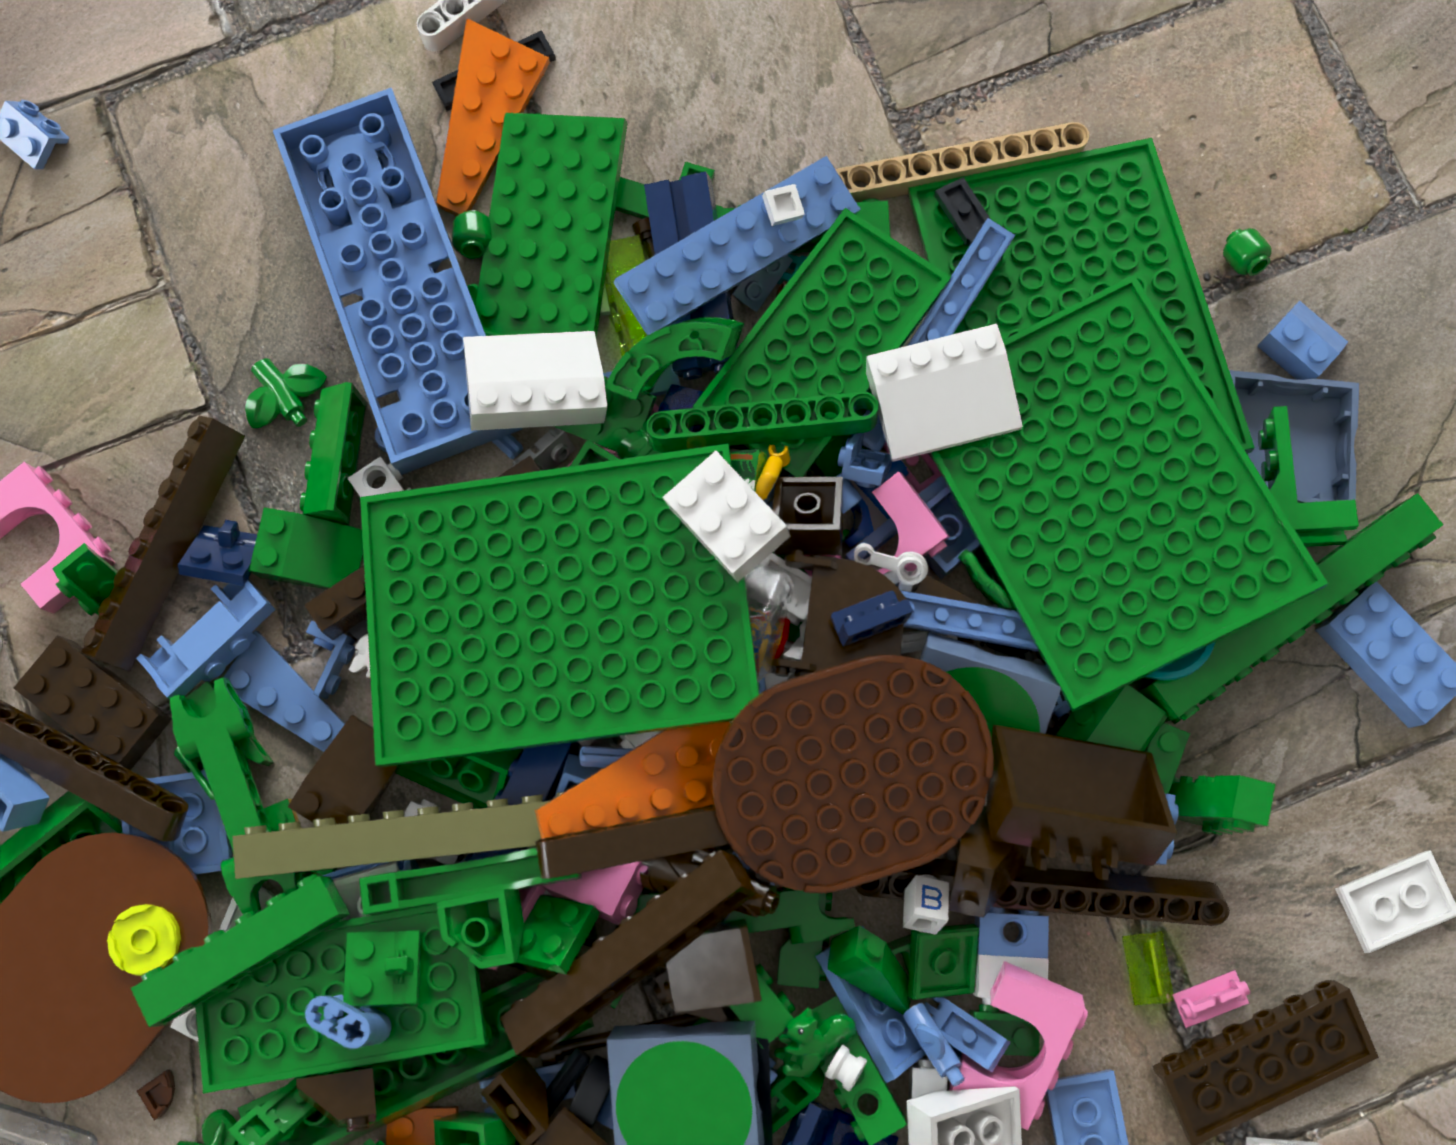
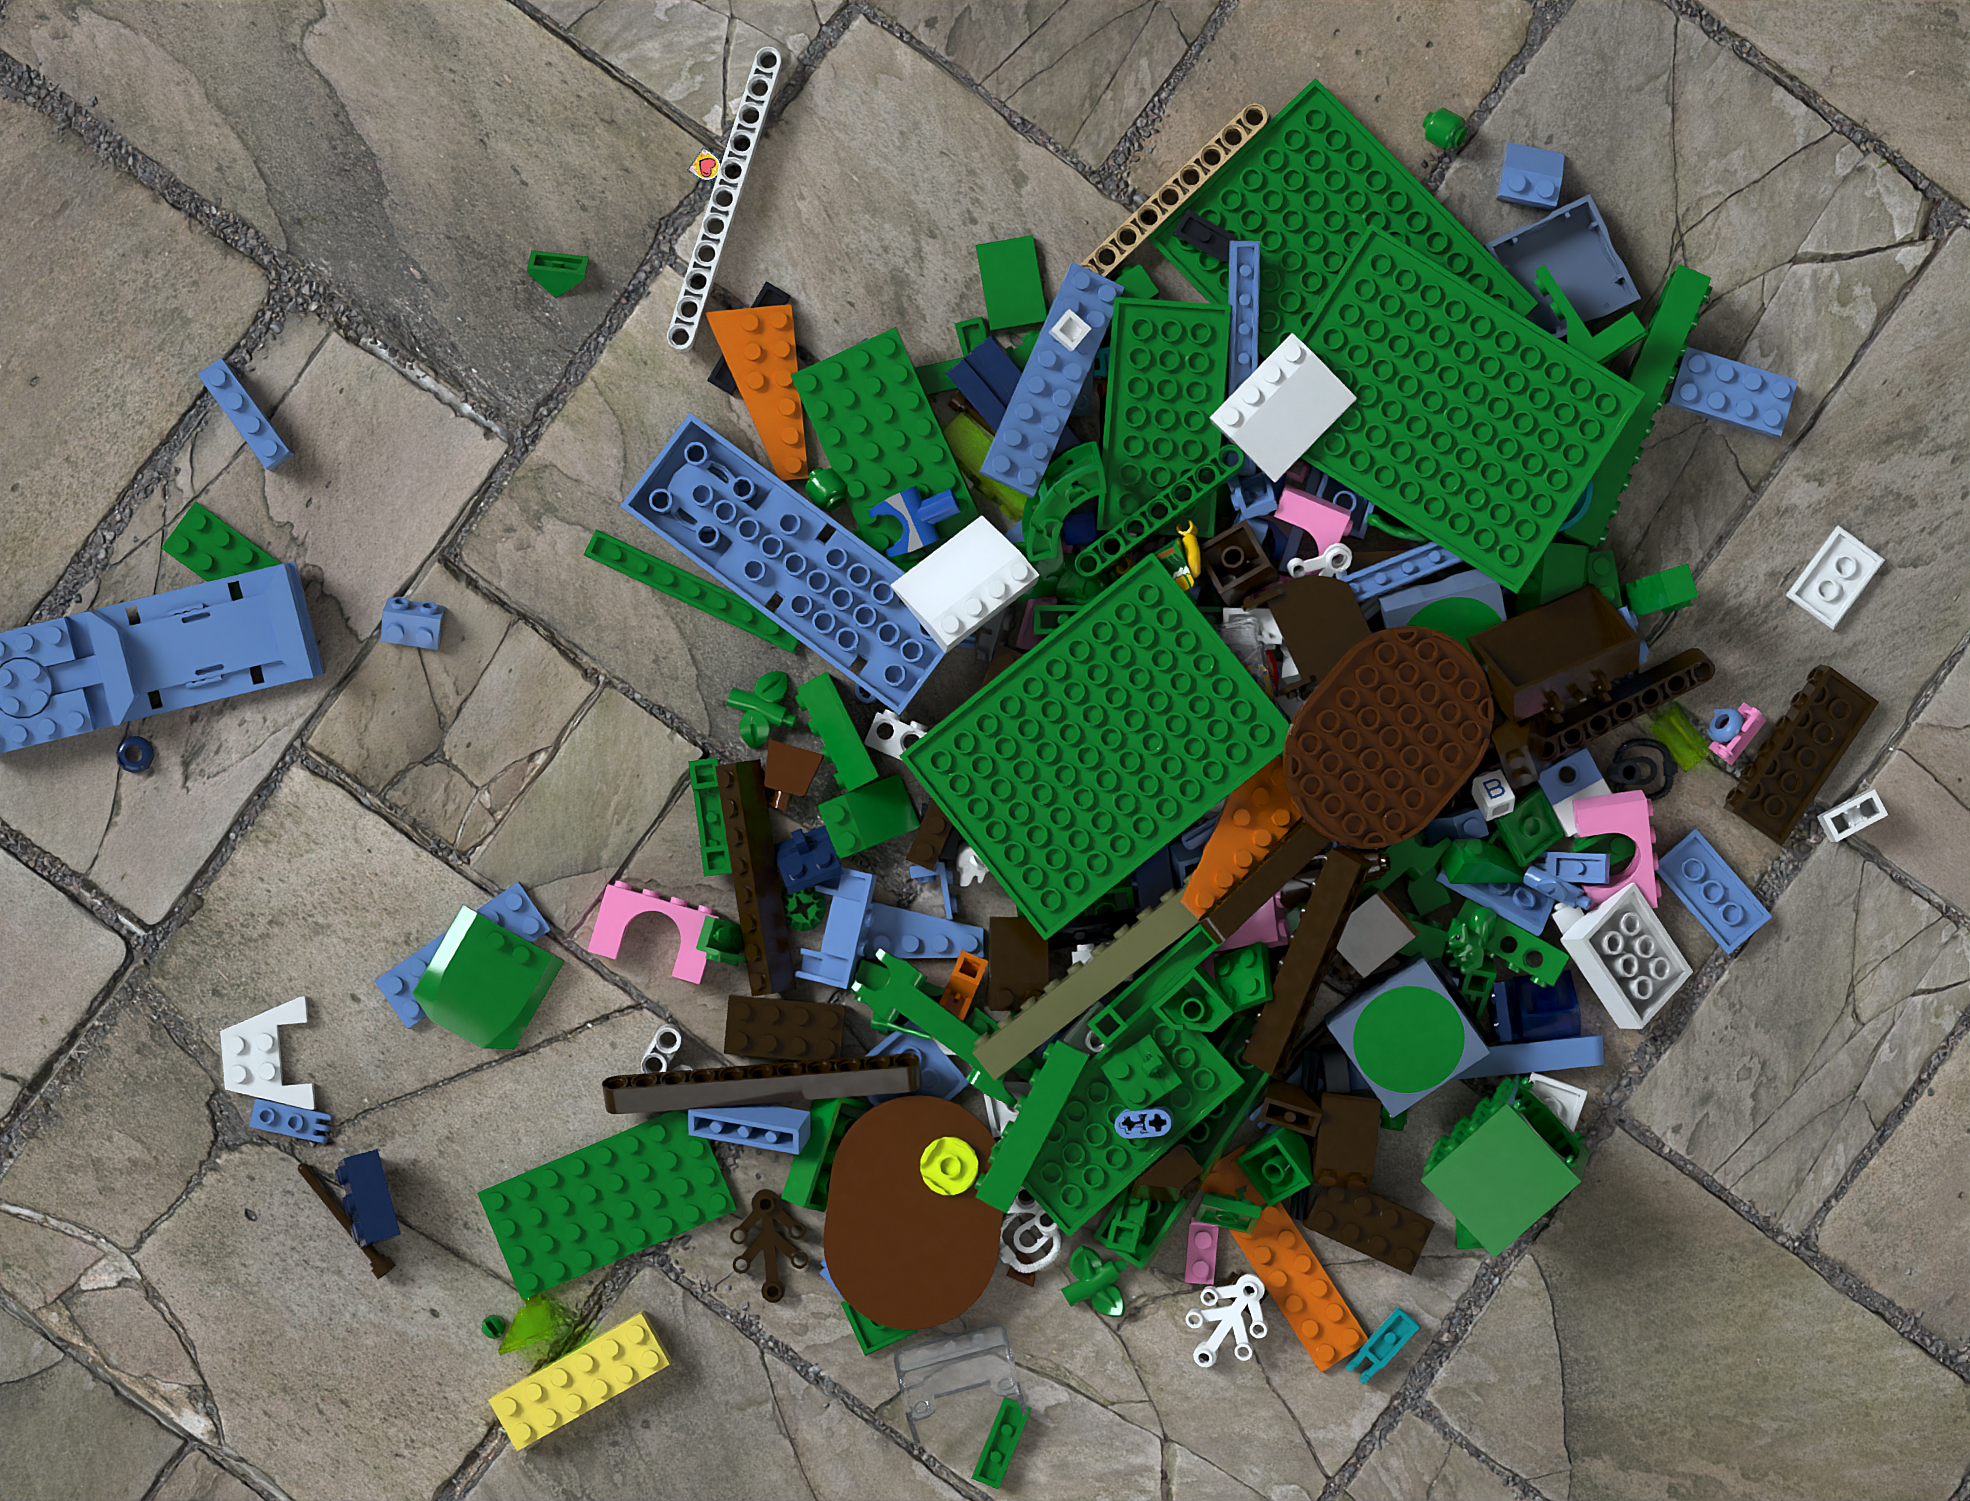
camera: 30 degrees left, 10 degrees up
(145, 494) = (709, 817): none -> green slope
(148, 1071) = (1047, 1228): none -> white piece
(183, 588) = (815, 912): none -> green gear
(265, 465) = (789, 772): none -> reddish brown torso
(286, 769) = (963, 984): none -> orange brick
(287, 245) = (687, 589): none -> green tile
(438, 787) = (1091, 929): none -> black tile
(531, 297) = (917, 517): none -> blue connector
(727, 516) = (1188, 610): white brick -> none
(758, 155) = (1011, 283): none -> green tile
(846, 1068) = (1504, 943): white wheel -> none
(870, 617) = (1331, 616): dark blue bracket -> none
(877, 915) = (1460, 824): none -> medium blue slope
(1080, 969) = (1627, 772): none -> black piece
(1204, 991) = (1730, 730): none -> medium blue piece

